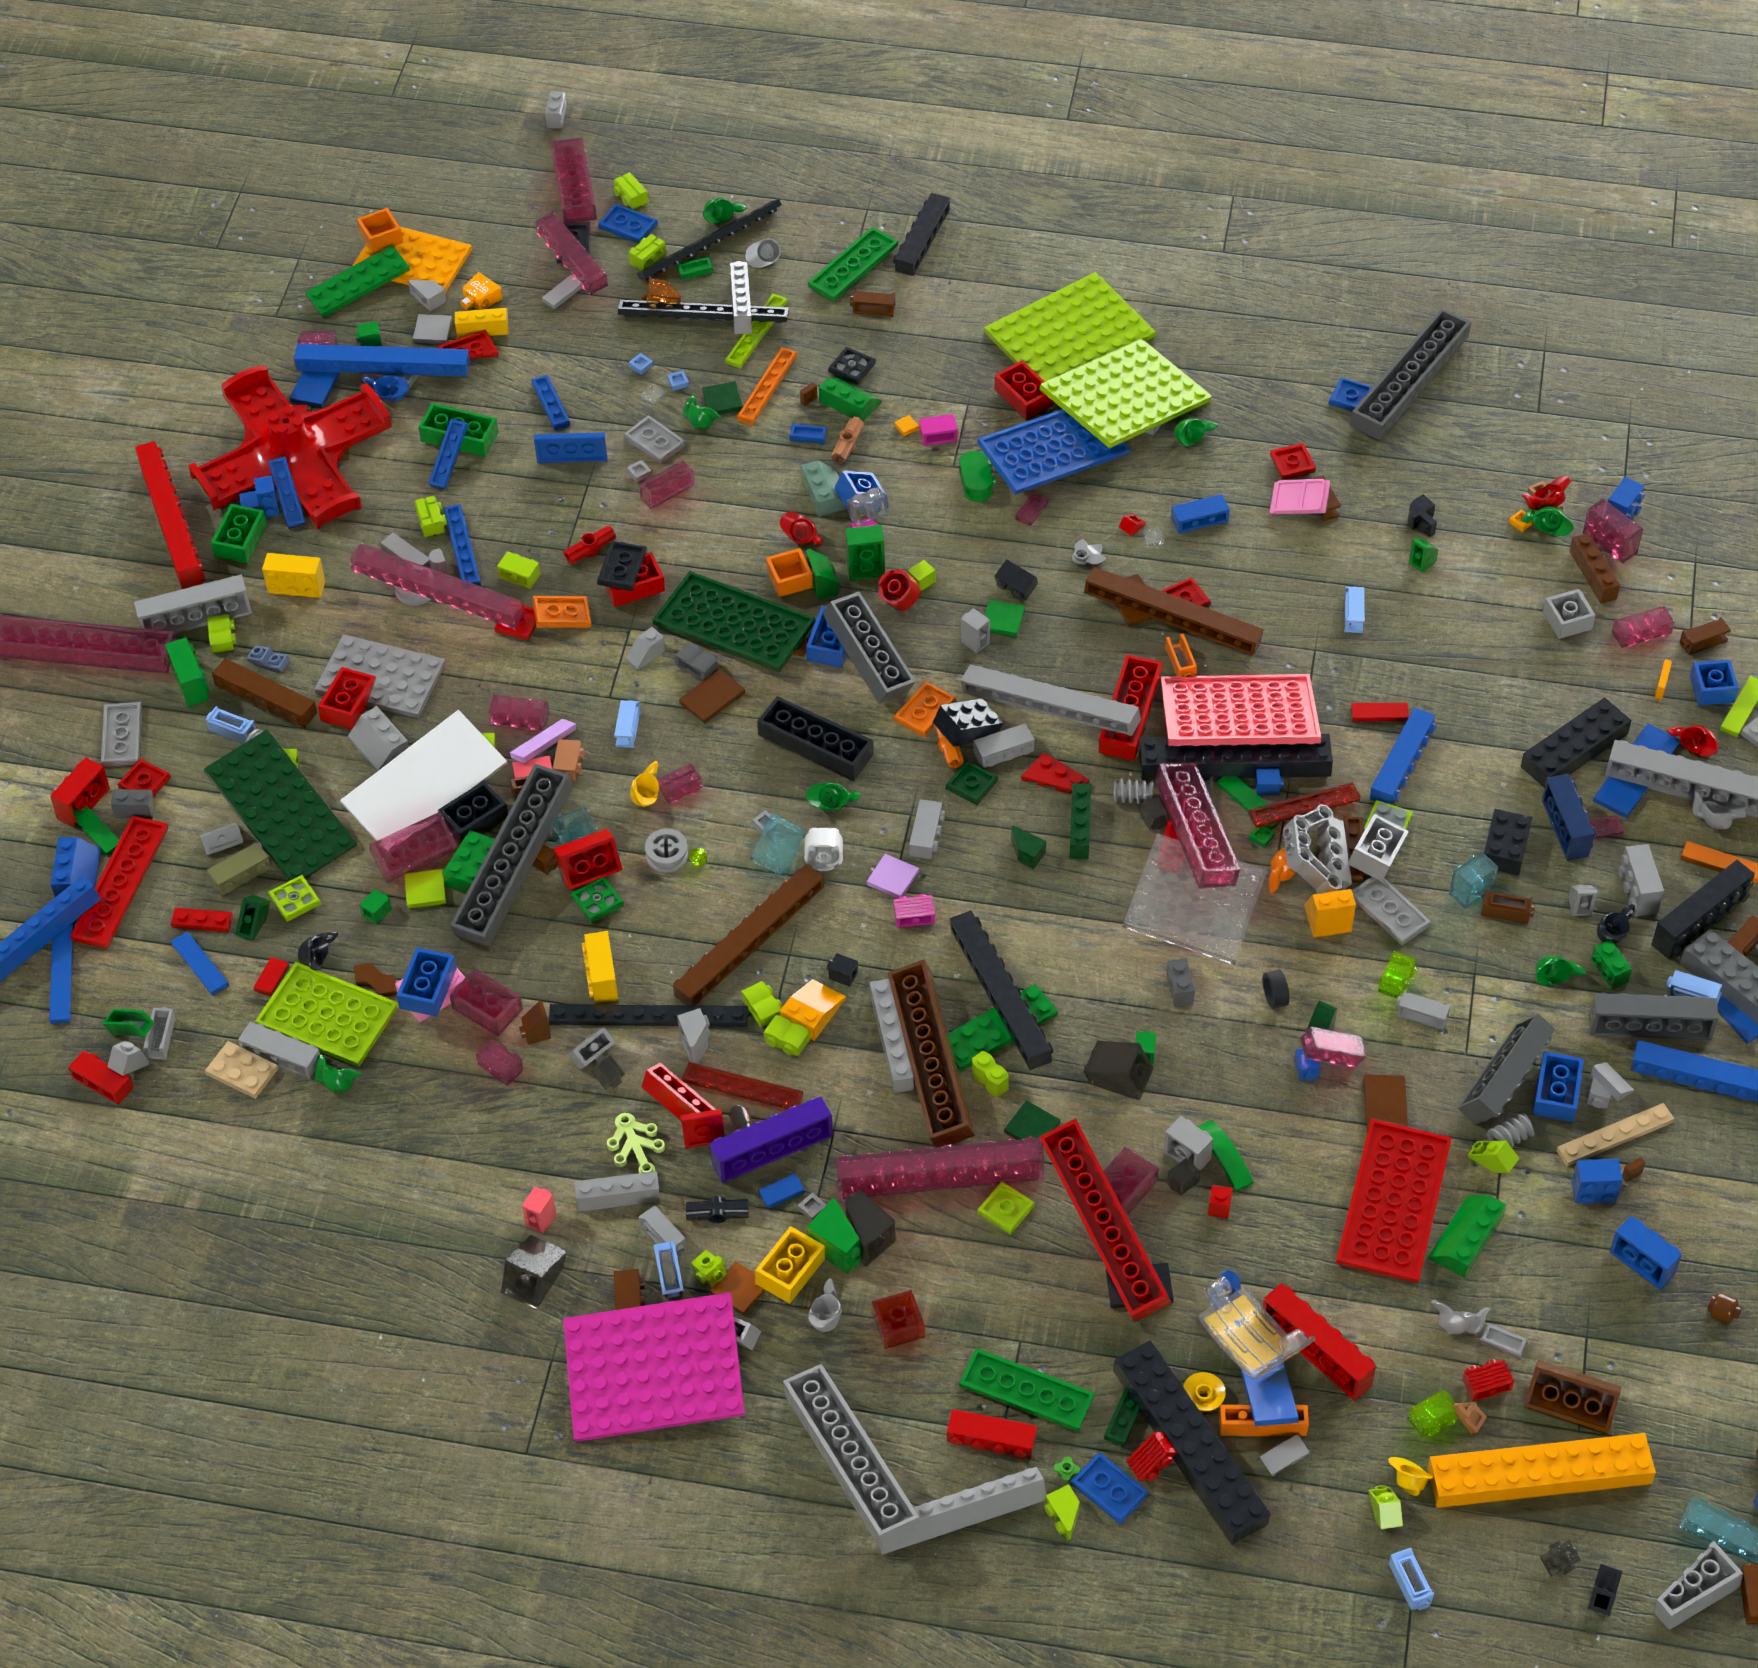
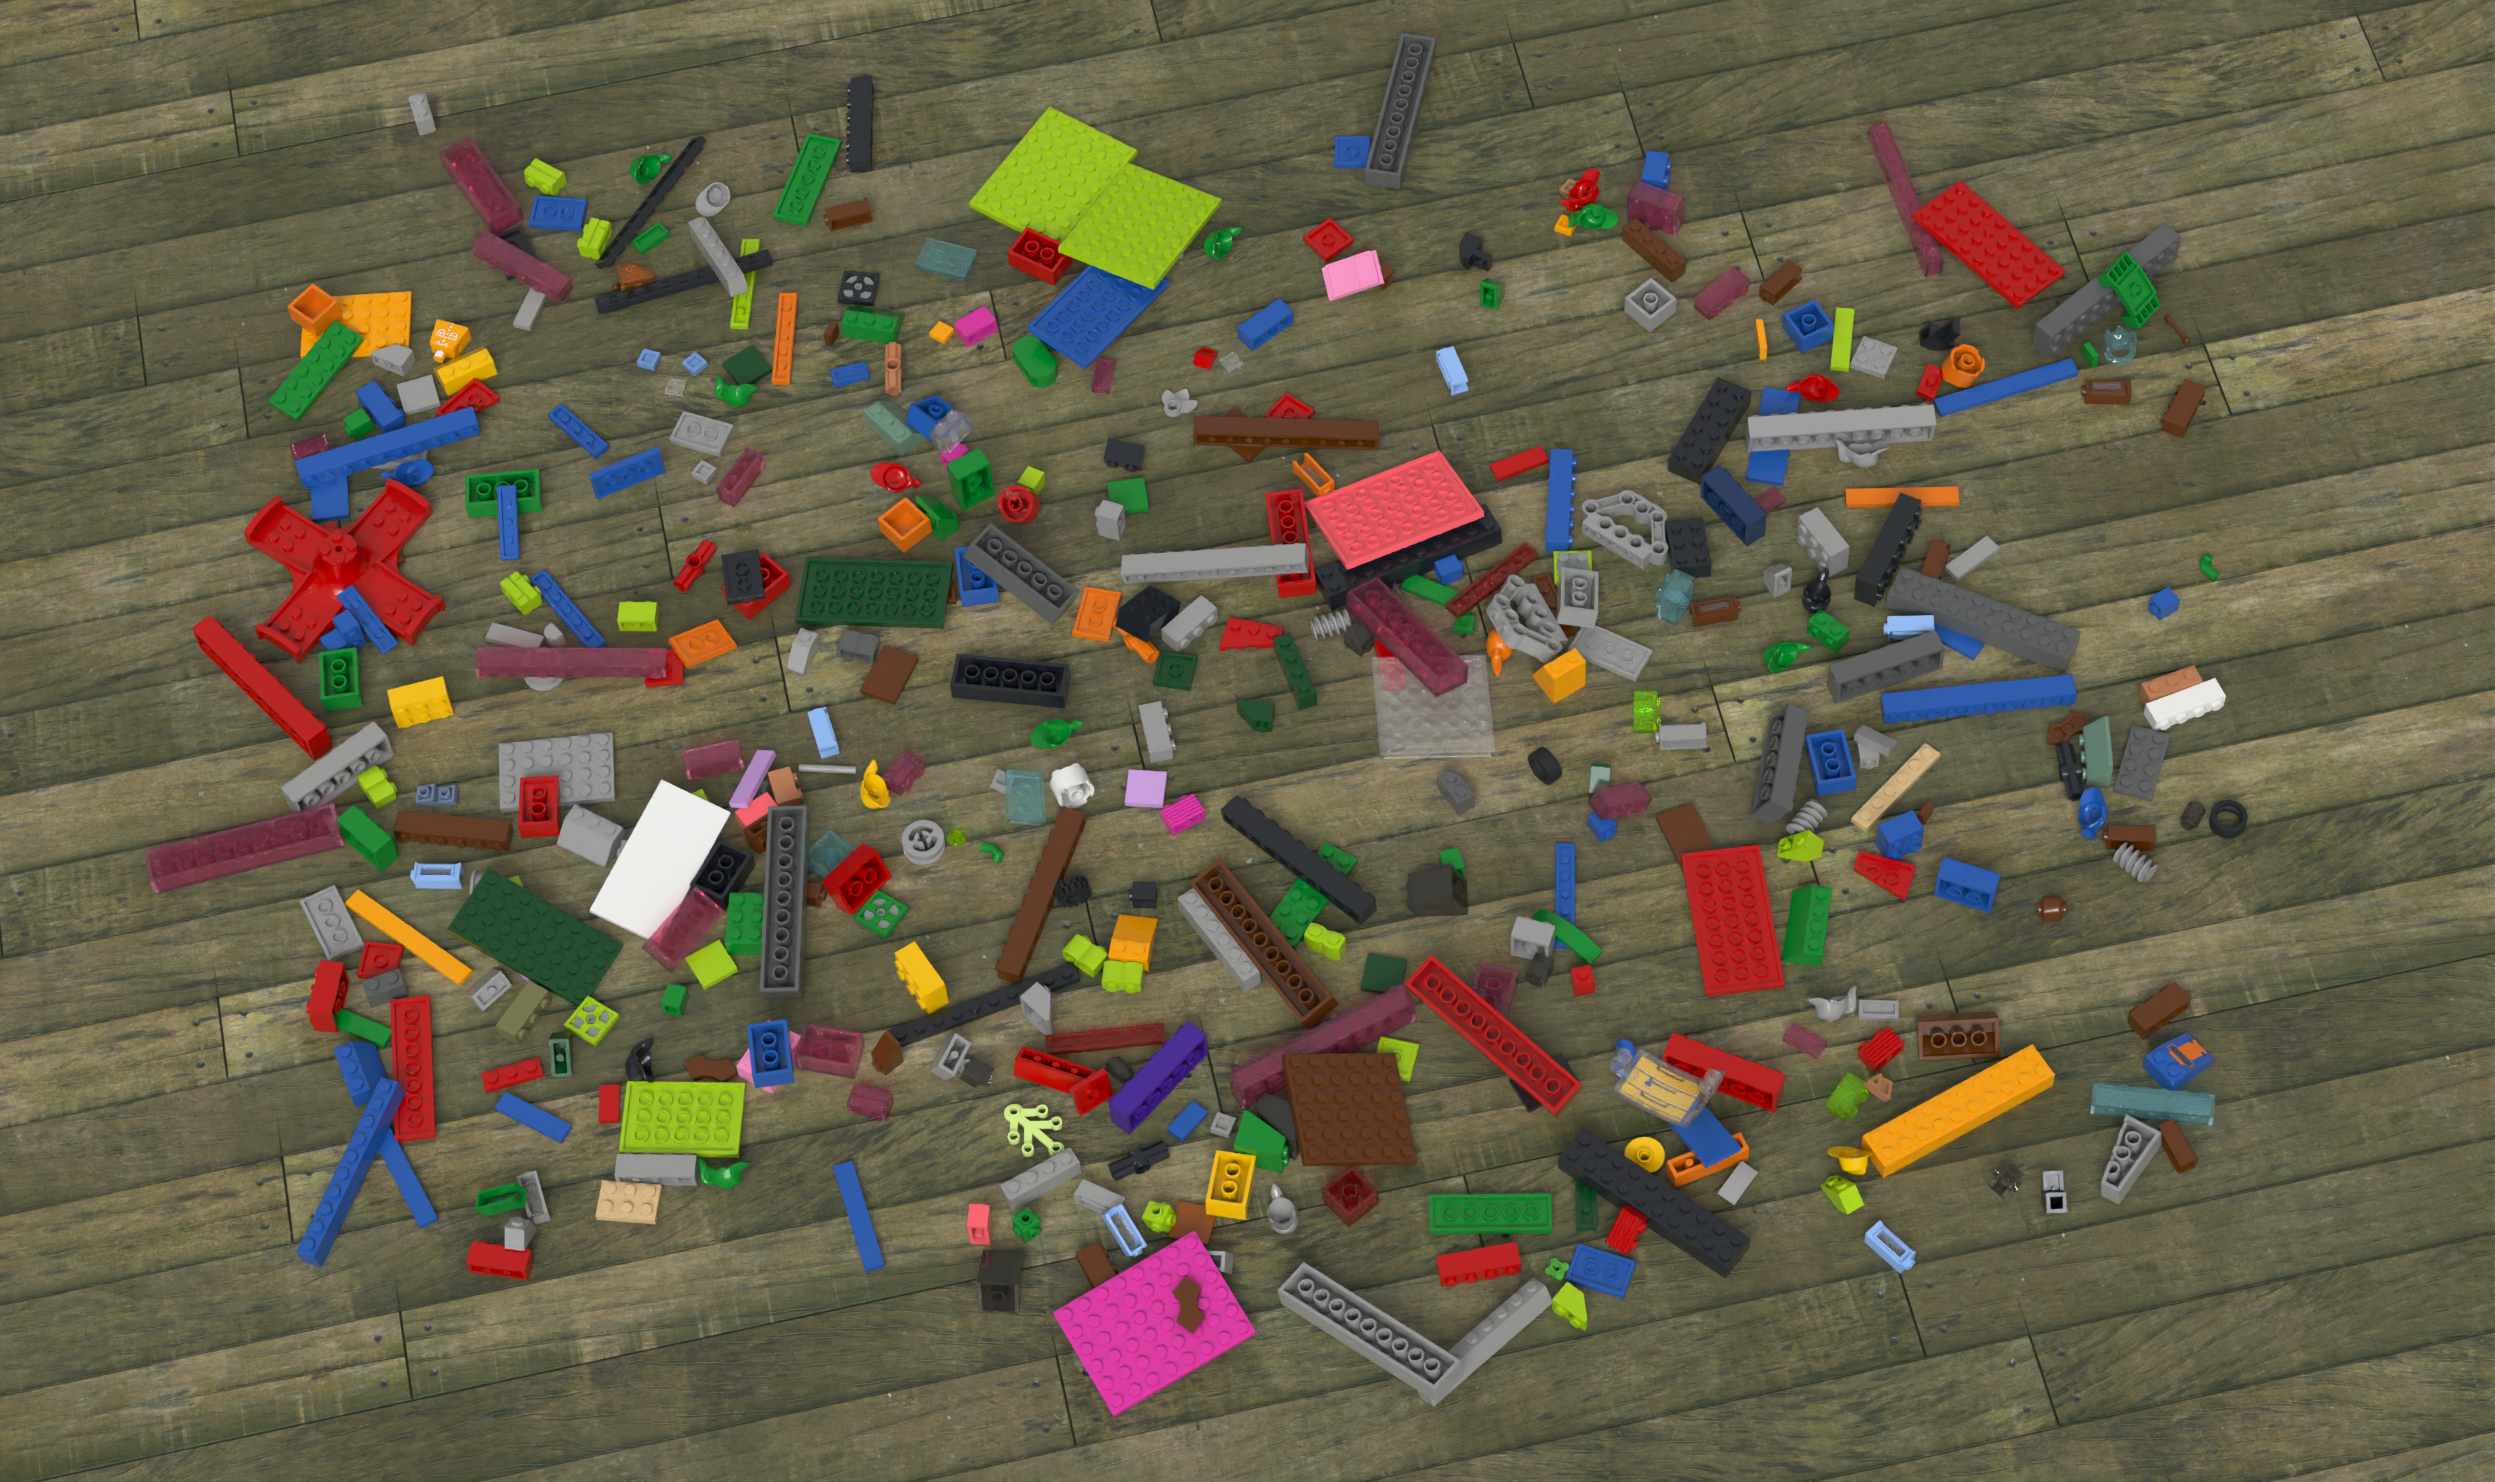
camera: 20 degrees left, 5 degrees up
(179, 770) = (409, 938): none -> light orange tile
(394, 326) = (380, 407): none -> blue brick
(437, 1162) = (858, 1216): none -> blue tile
(583, 1228) = (1026, 1224): none -> green brick
(617, 757) = (827, 768): none -> light grey bar
(688, 1369) = (1187, 1295): none -> reddish brown tile
(728, 881) = (993, 849): none -> green arm
(777, 941) = (1073, 891): none -> black tyre
(934, 1236) = (1349, 1109): none -> reddish brown plate
(941, 367) = (946, 259): none -> clear light blue tile
(1246, 1107) = (1565, 885): none -> blue tile
(1415, 1343) = (1804, 1041): none -> clear pink tile
(1430, 792) = (1599, 515): none -> light grey brick
(1569, 1212) = (1885, 872): none -> red wing

